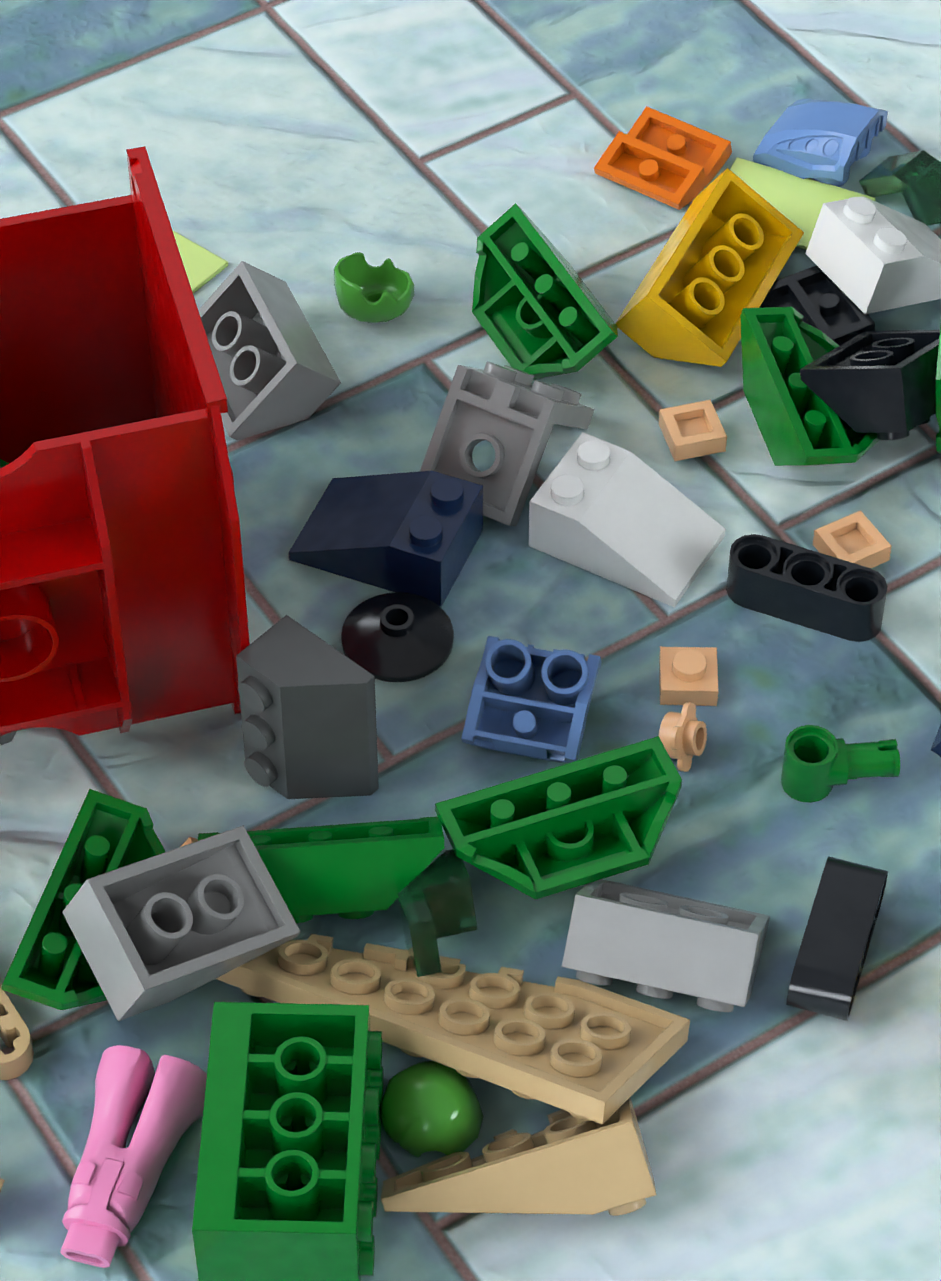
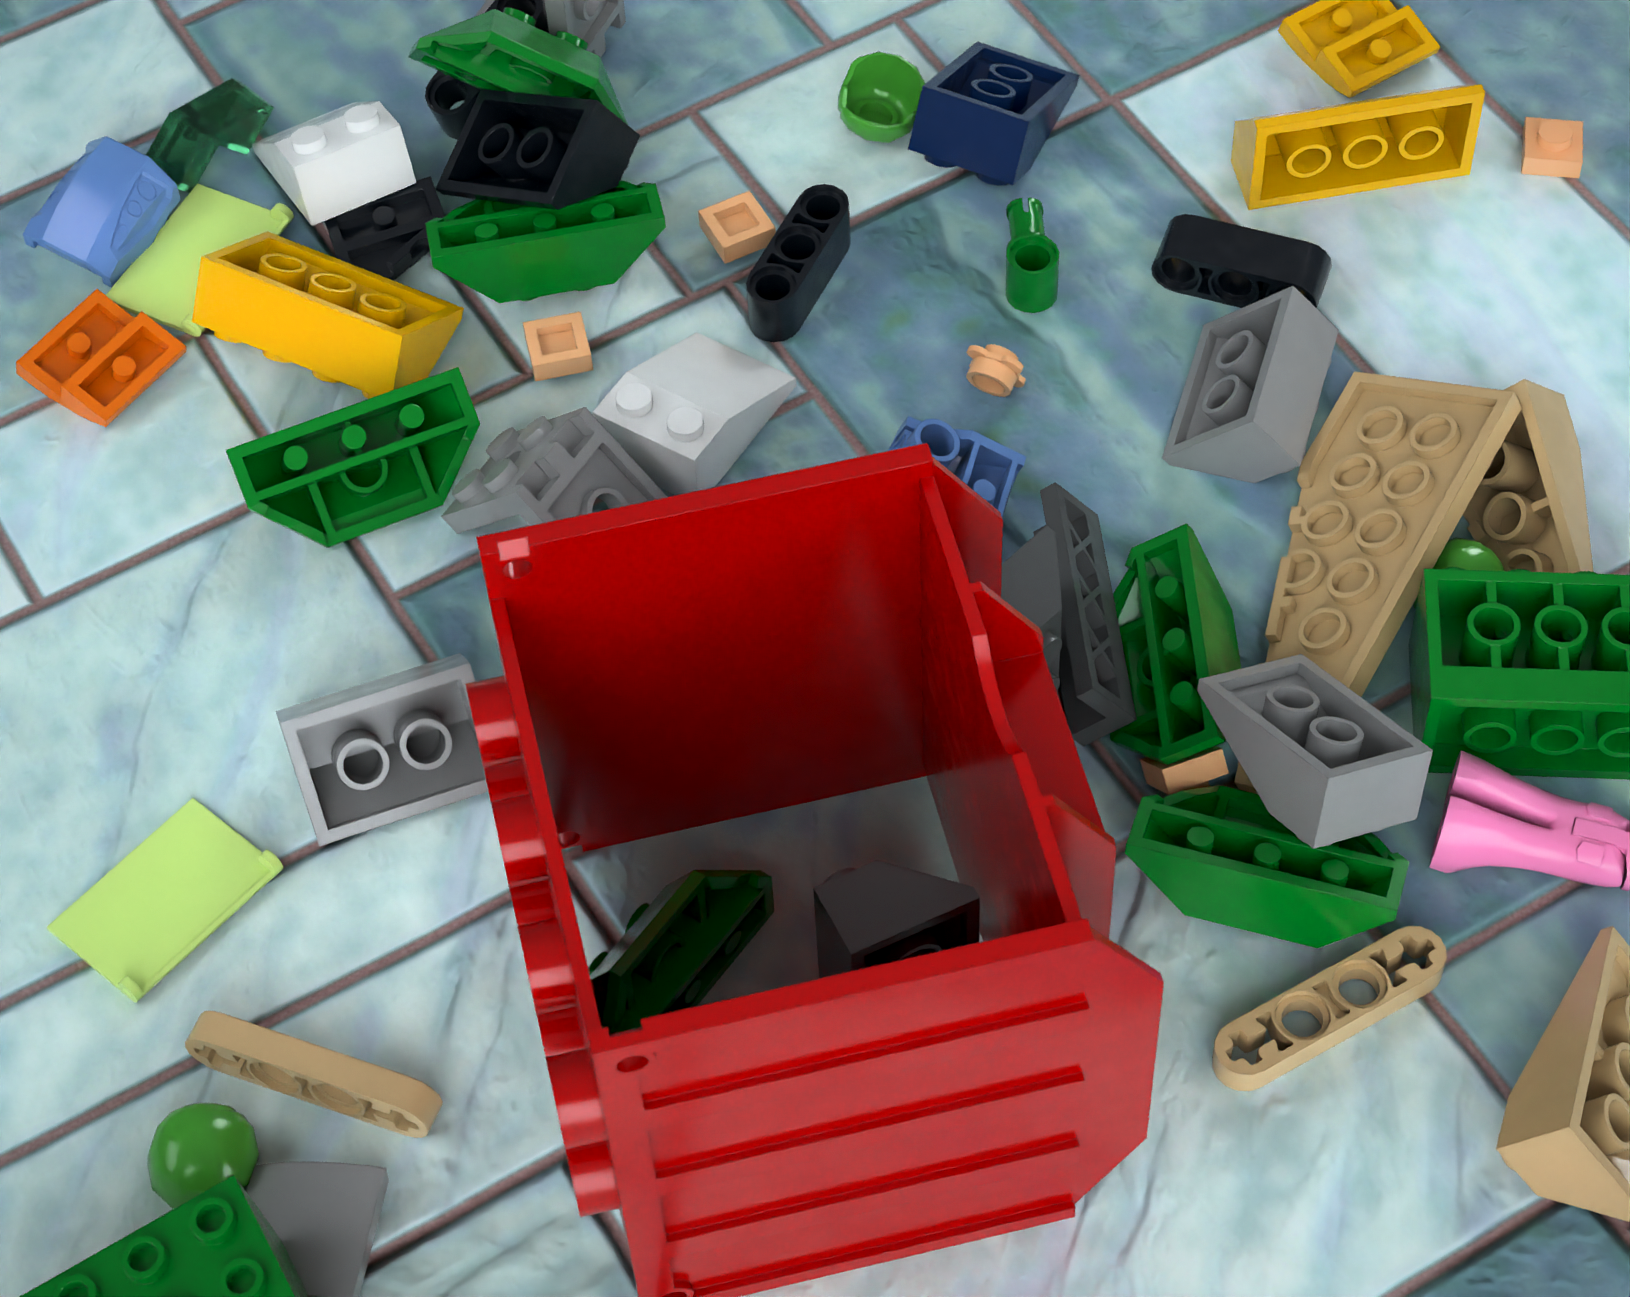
camera: 85 degrees left, 5 degrees up
(370, 291) = (296, 627): bright green hair -> none
(379, 798) = (1092, 653): none -> dark grey fence
(436, 907) = (1262, 571): clear green slope -> none
(567, 820) = (1129, 442): green wedge -> none
(688, 675) = (901, 371): light nougat plate -> none

